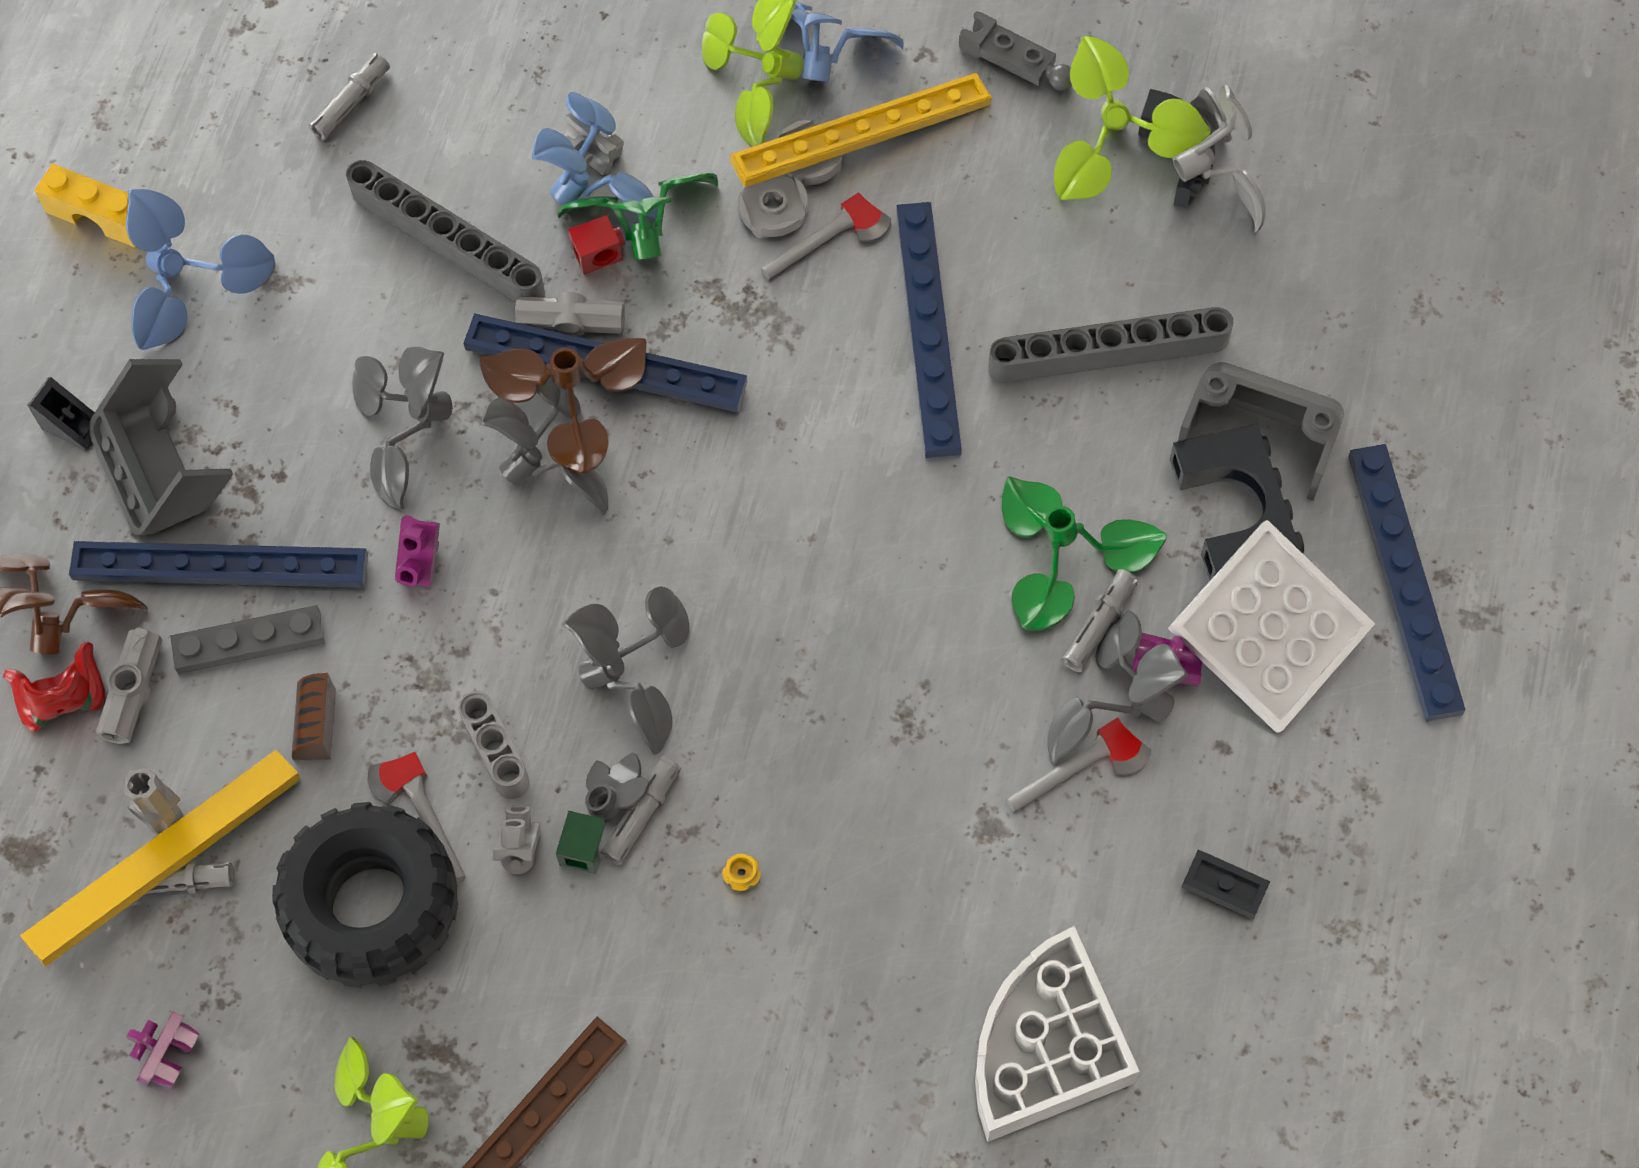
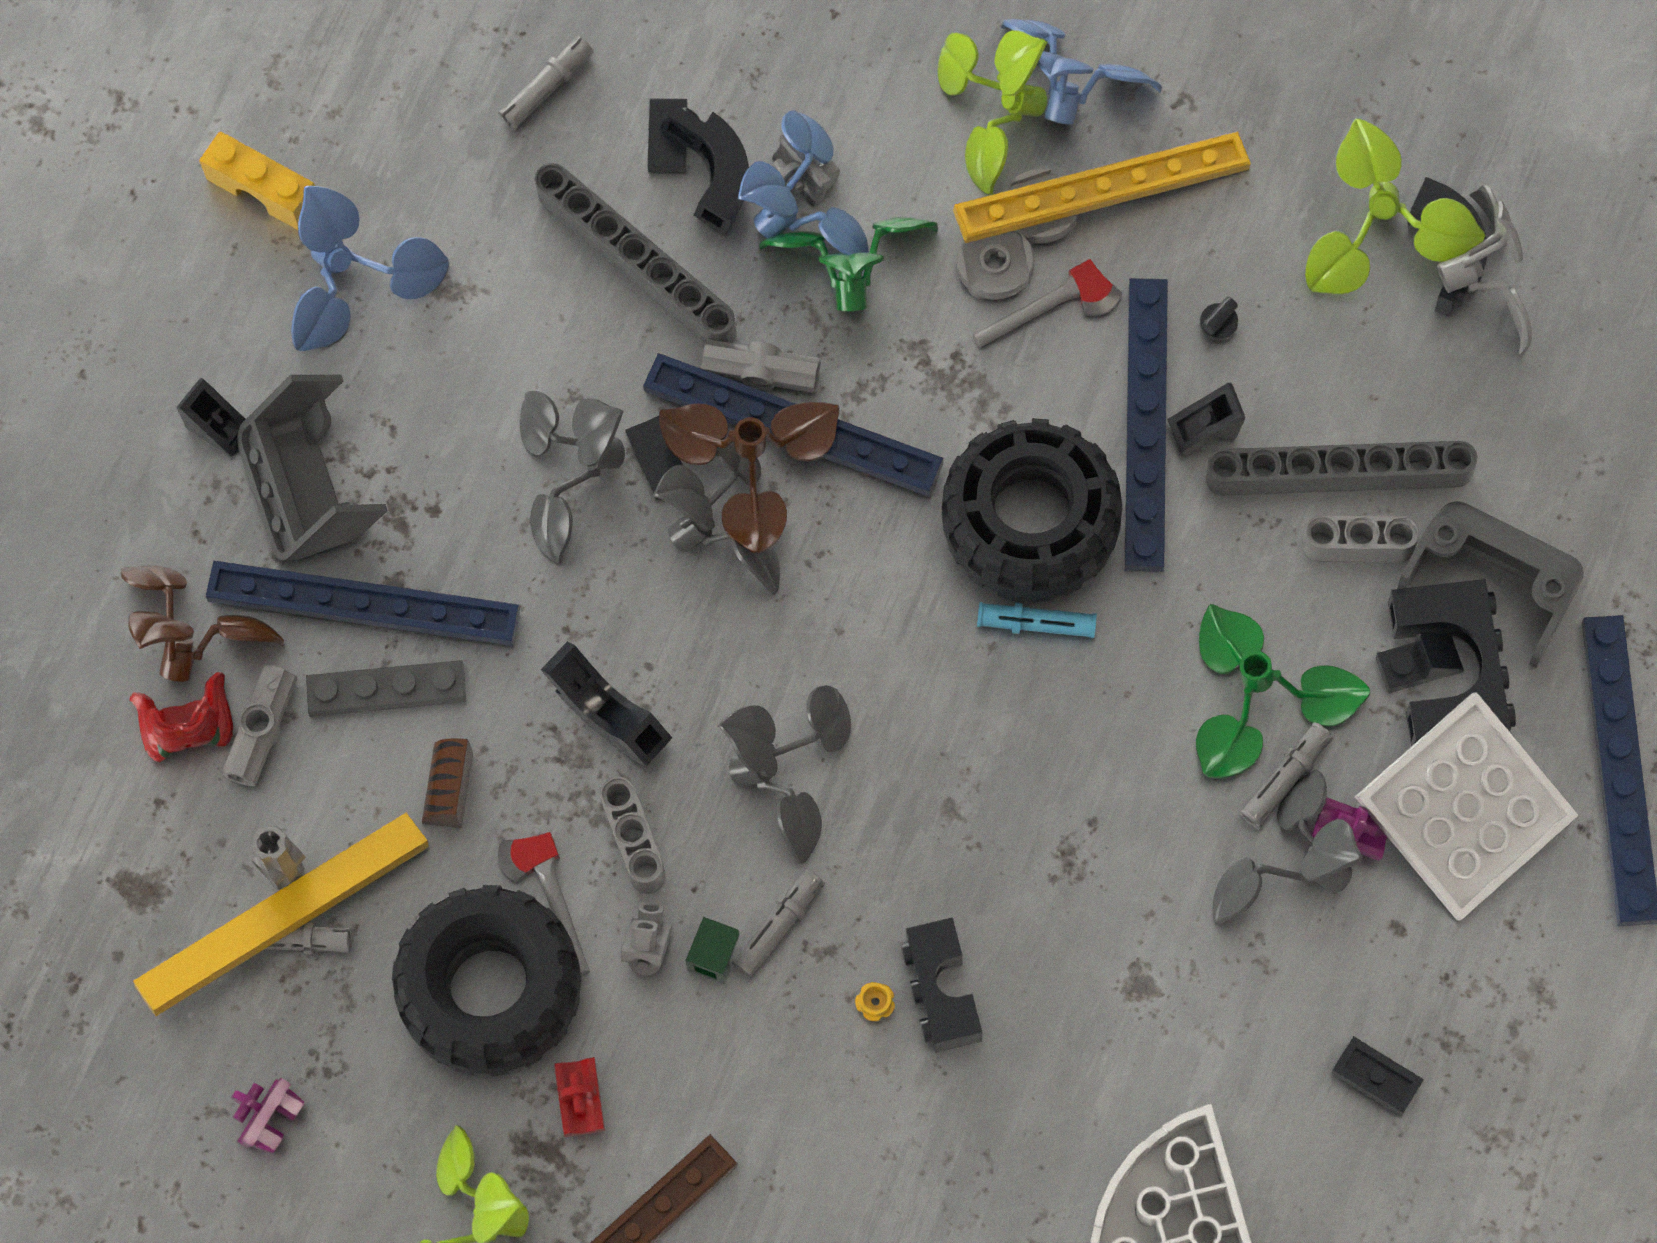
camera: 10 degrees right, 5 degrees up
(416, 552) = (572, 614): magenta hips -> none
(464, 130) = (664, 151): none -> black tile
(466, 995) = (579, 1097): none -> red hips
(470, 642) = (603, 707): none -> black arch
(475, 397) = (651, 451): none -> black tile
(515, 138) = (724, 159): none -> black arch
(596, 244) = (798, 287): red brick -> none
(615, 787) = (756, 892): dark grey plate -> none
(814, 880) = (948, 1020): none -> black arch
(833, 453) = (1031, 562): none -> black tyre
(894, 509) = (989, 615): none -> medium azure pin
(983, 231) = (1220, 320): none -> black plate
(984, 314) = (1207, 419): none -> black slope
(1013, 52) = (1281, 112): dark grey plate -> none
(1114, 740) = (1283, 906): piece -> none
(1125, 415) = (1376, 528): none -> light grey beam
(1210, 505) = (1420, 662): none -> black slope

